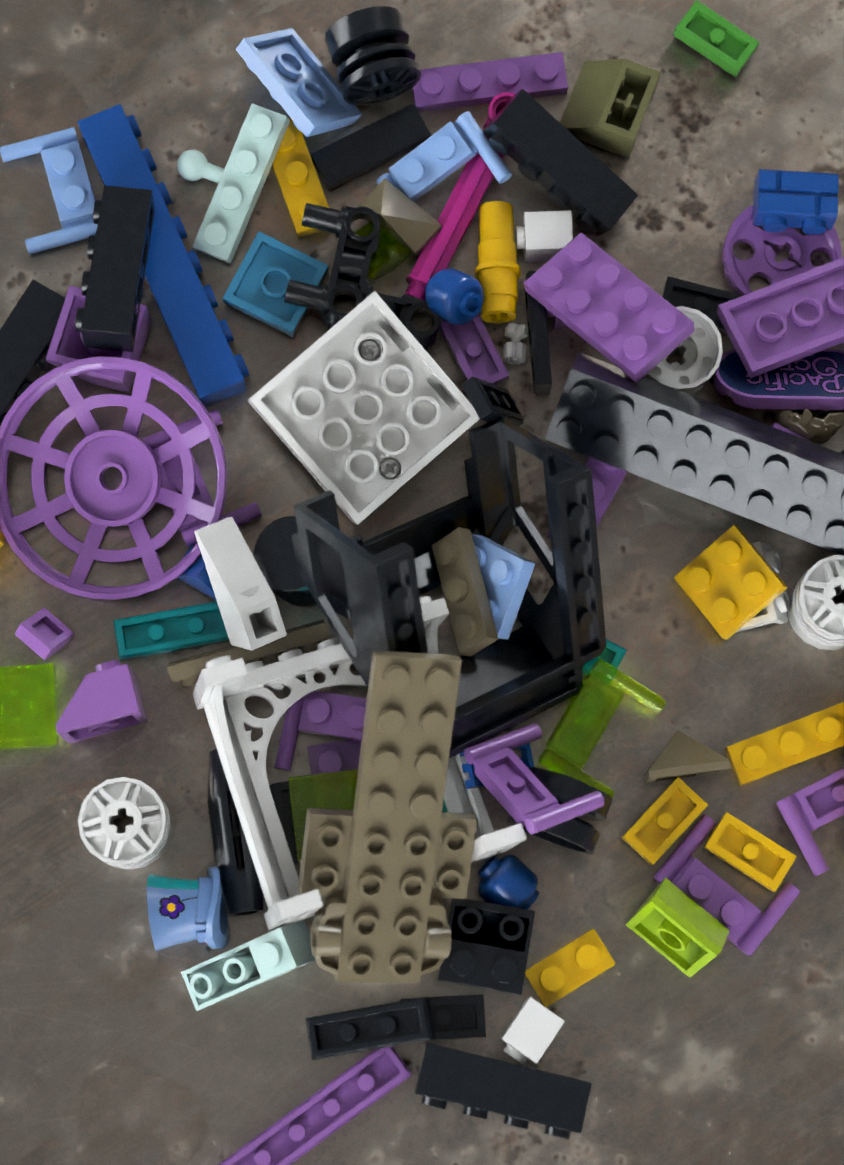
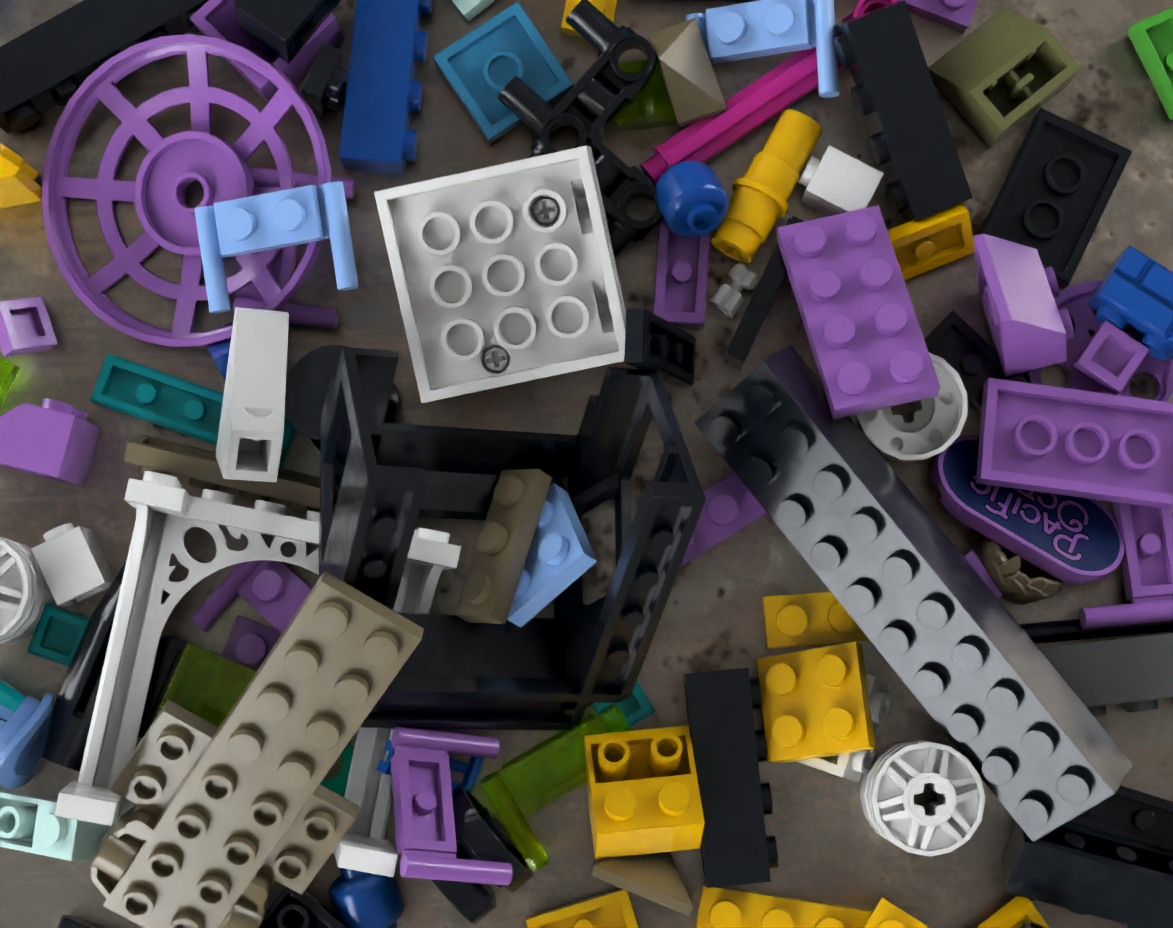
camera: 35 degrees right, 5 degrees up
(162, 349) = (325, 81): none -> black plate
(174, 774) = (72, 564): none -> white brick
(184, 463) = (272, 223): none -> light blue plate
(191, 830) = (57, 634): none -> teal tile
(629, 236) = (932, 240): none -> yellow plate
(652, 705) = (643, 792): none -> yellow slope
(688, 169) = (1056, 191): none -> black tile
(694, 532) = (807, 621): none -> yellow plate
(700, 664) = (729, 777): none -> black brick
(711, 247) = (1020, 305): none -> medium lavender slope
(789, 249) = (1111, 357): none -> medium lavender plate

